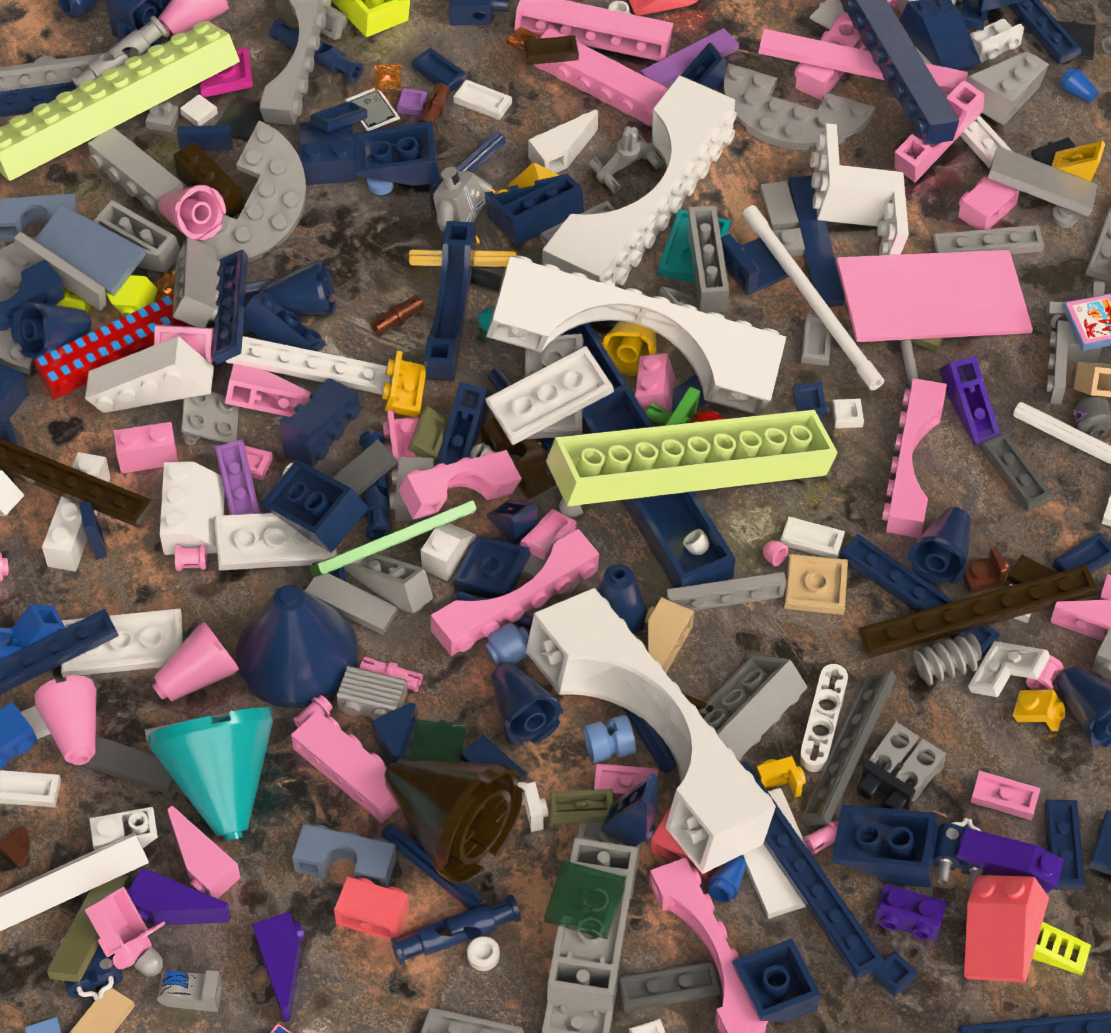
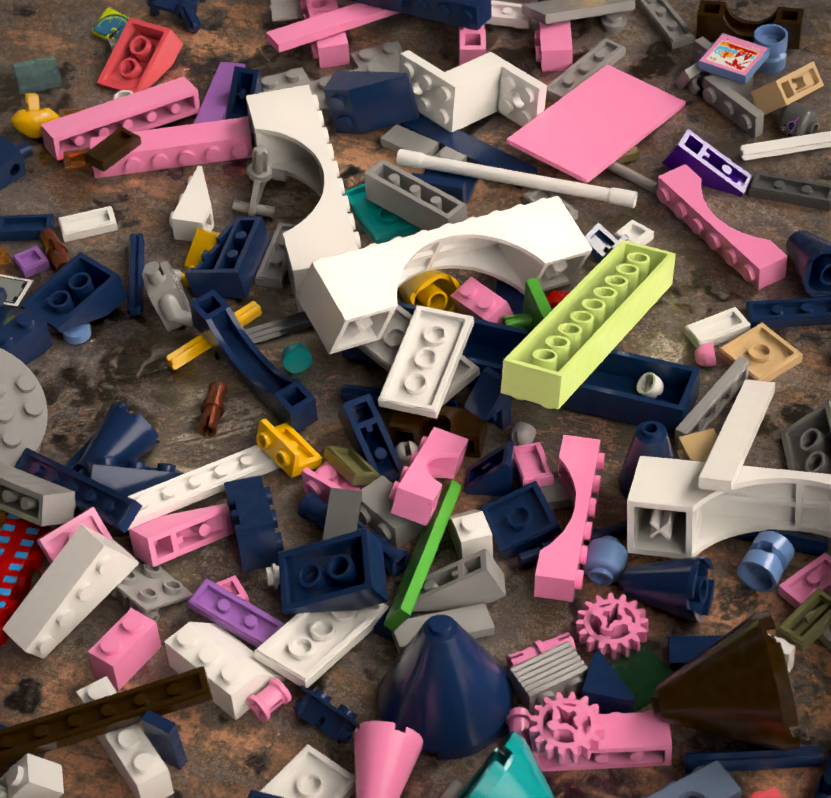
camera: 40 degrees left, 10 degrees down
(215, 588) = (338, 721): none -> dark blue hinge
(312, 729) = (566, 727): none -> bright pink gear
(454, 695) = (612, 626): none -> bright pink gear
(687, 629) = (736, 436): none -> white tile
(774, 145) = (369, 100): none -> dark blue slope

